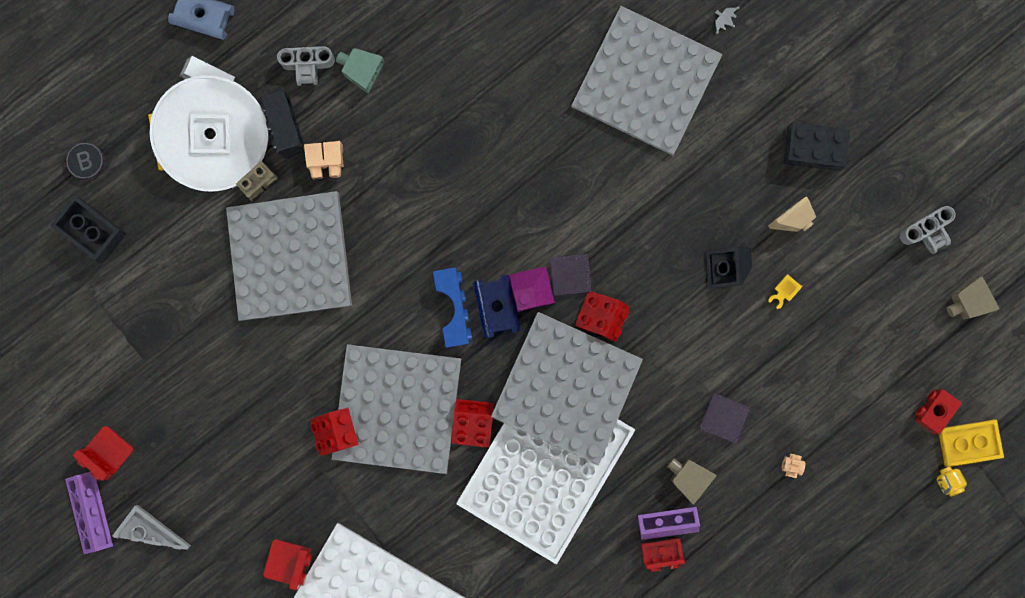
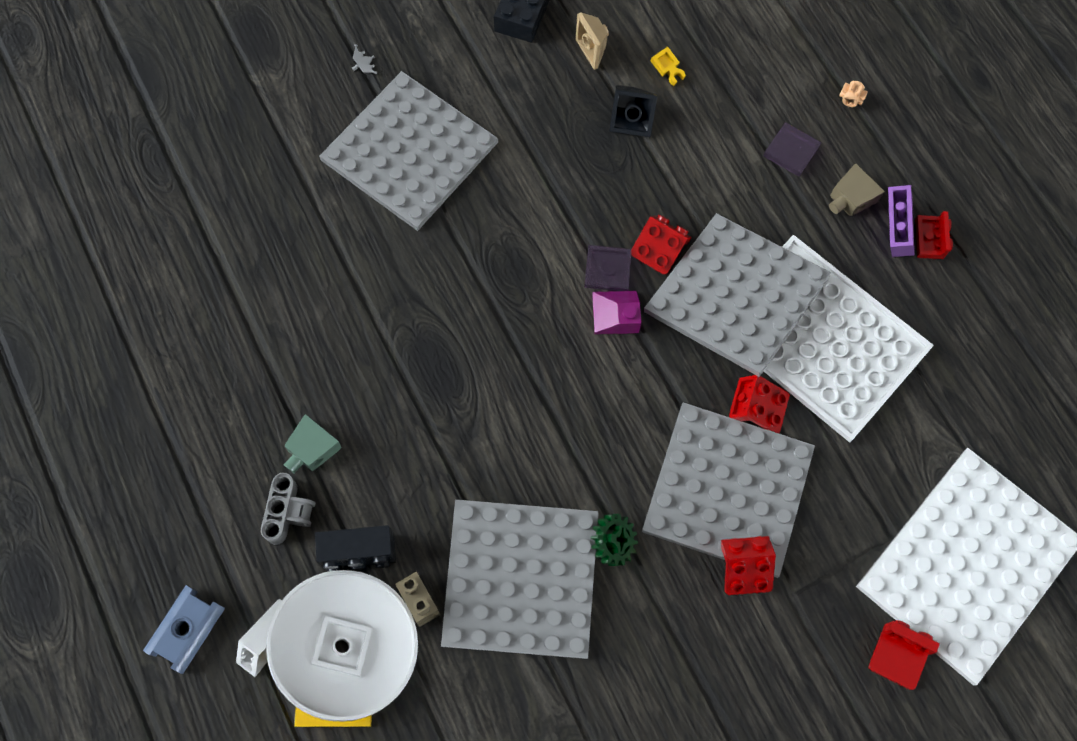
camera: 80 degrees left, 15 degrees down
(324, 157) = (407, 508): light nougat hips -> none
(331, 323) = (614, 540): none -> dark green gear
(455, 332) = (649, 399): blue arch -> none
(500, 292) = (644, 343): clear blue piece -> none

